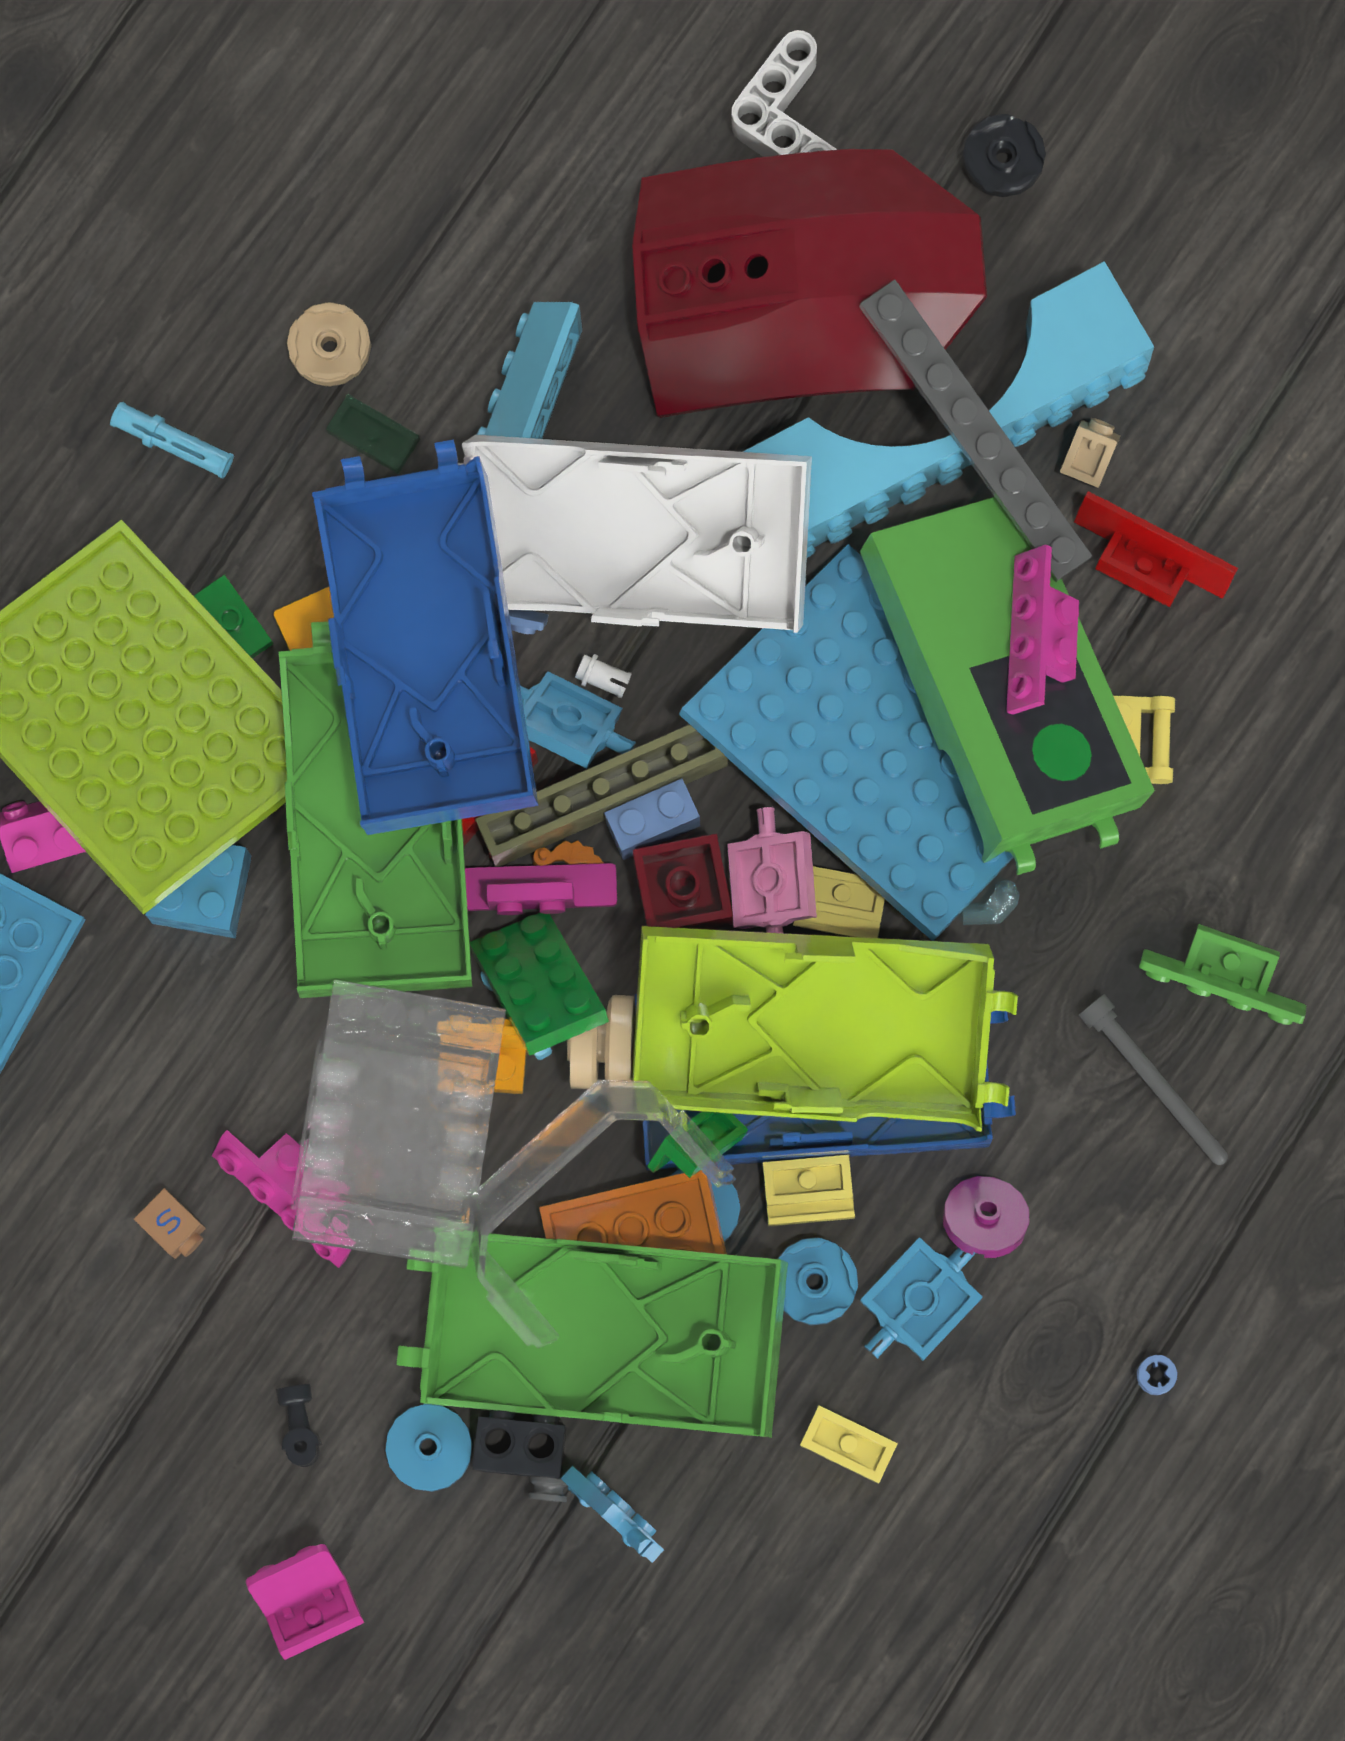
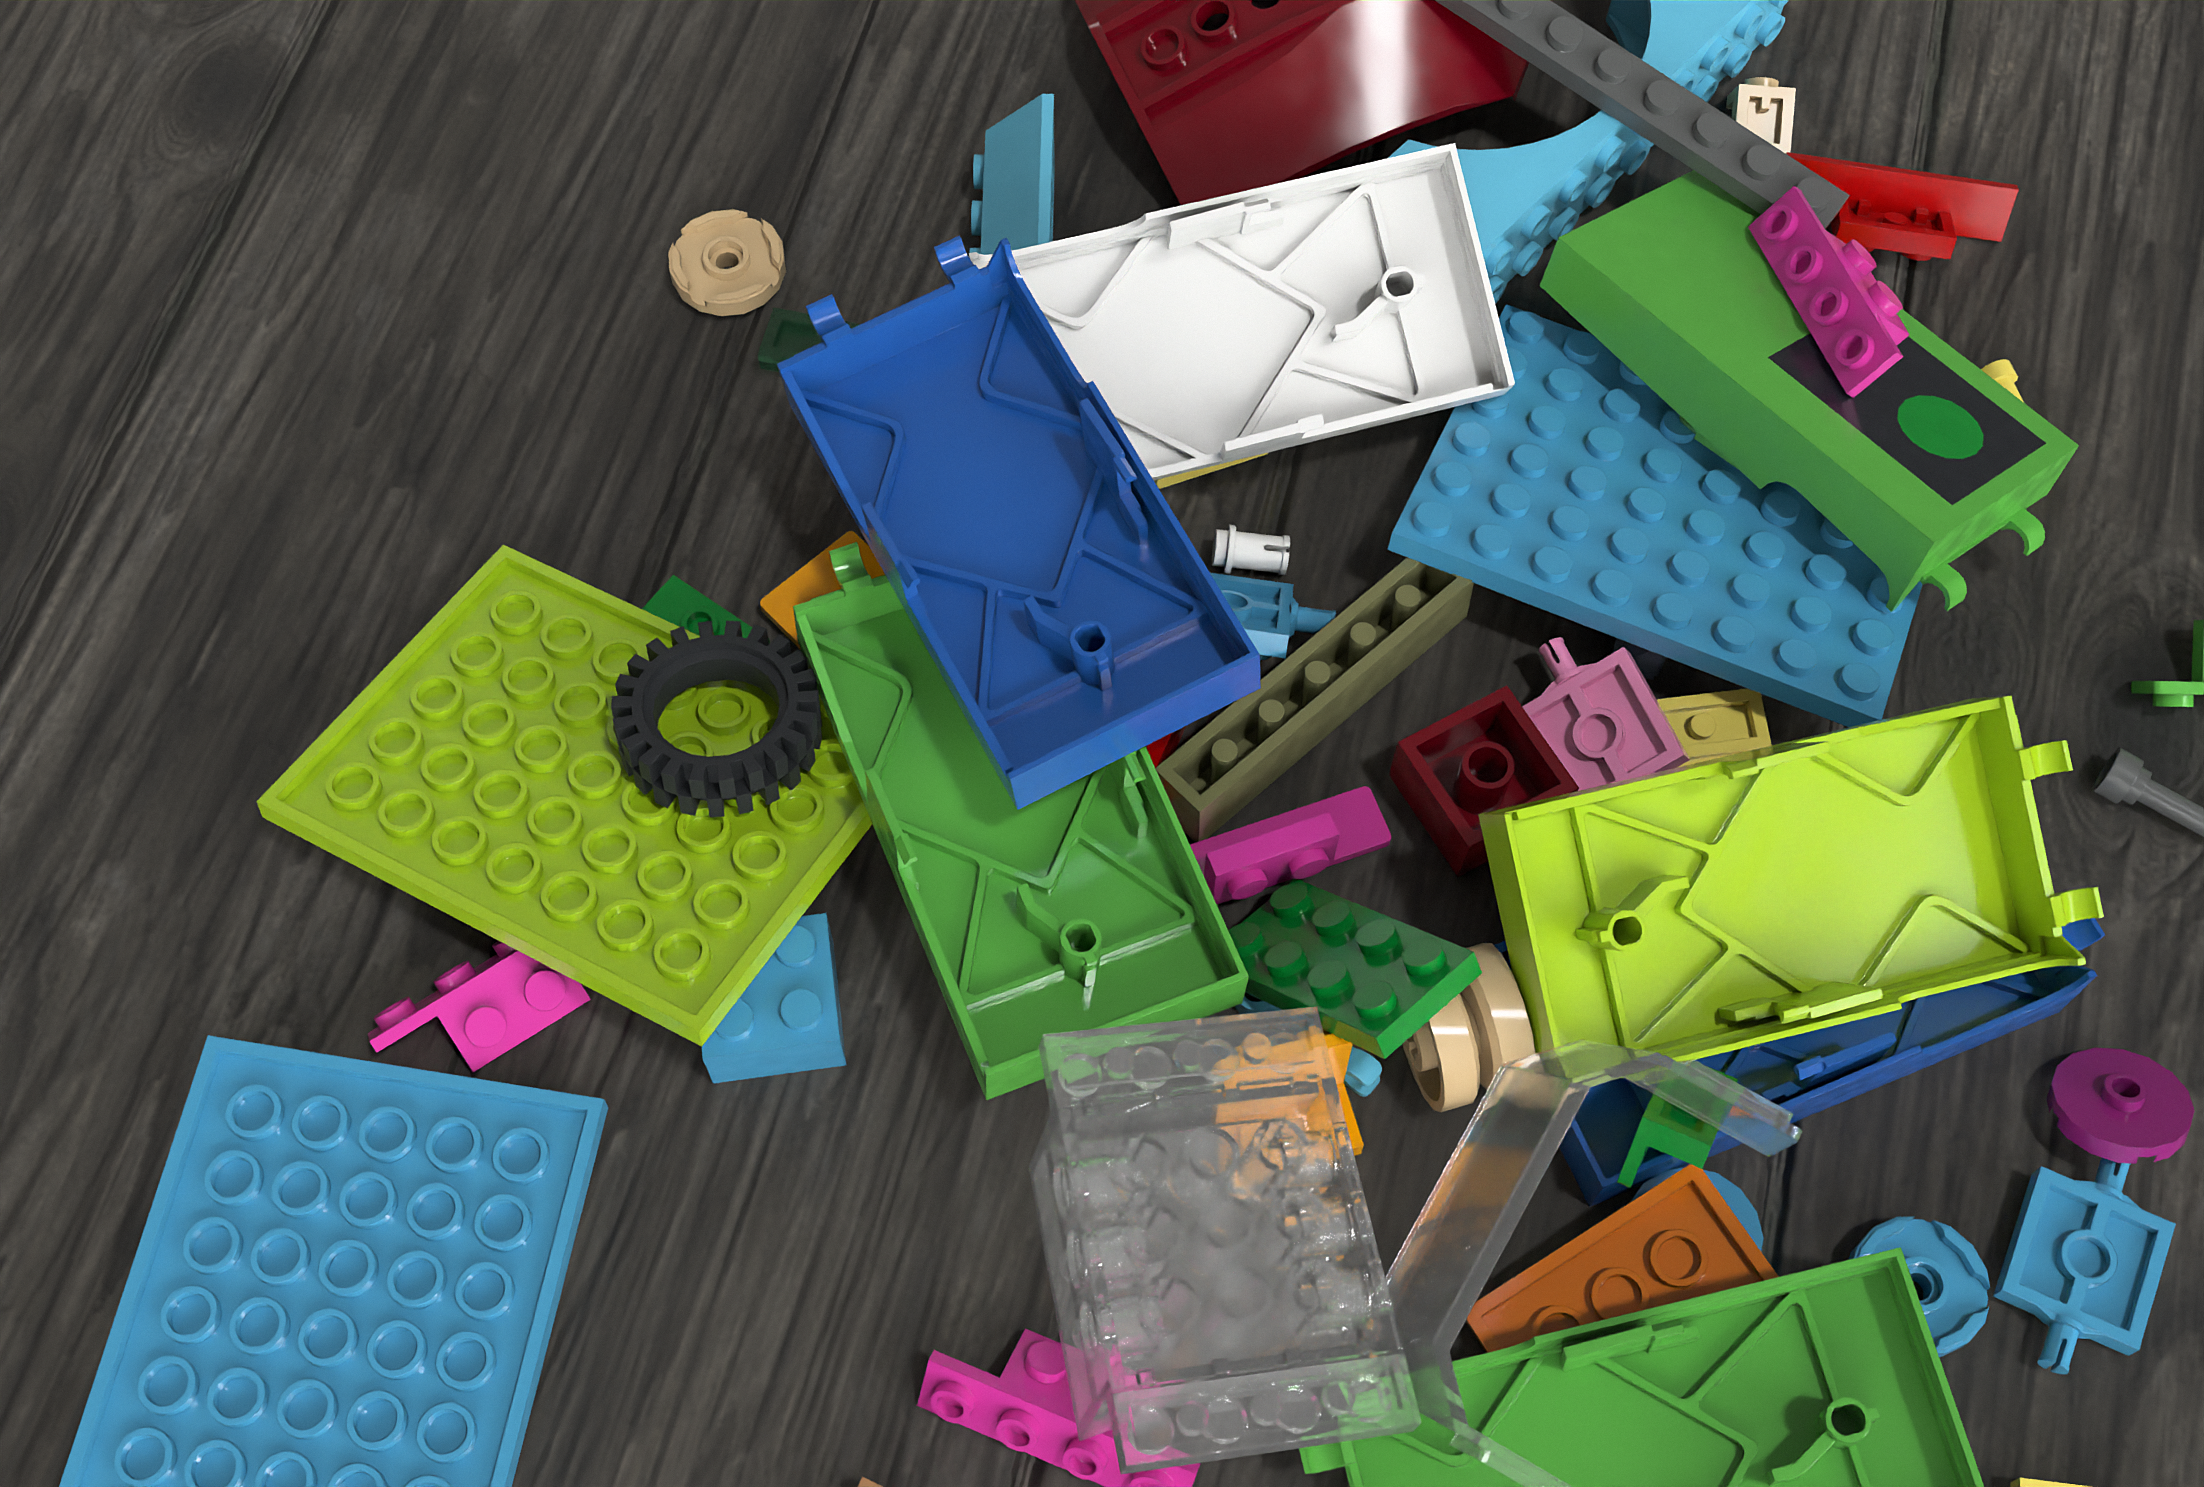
camera: 25 degrees left, 15 degrees down
(158, 433) = (478, 422): medium azure pin -> none
(209, 656) = (725, 777): none -> black tyre
(568, 852) = (1289, 795): orange piece -> none
(652, 818) = (1396, 702): medium blue piece -> none
(808, 1190) = (1849, 1154): light yellow plate -> none
(996, 908) = (1916, 681): clear light blue arm -> none

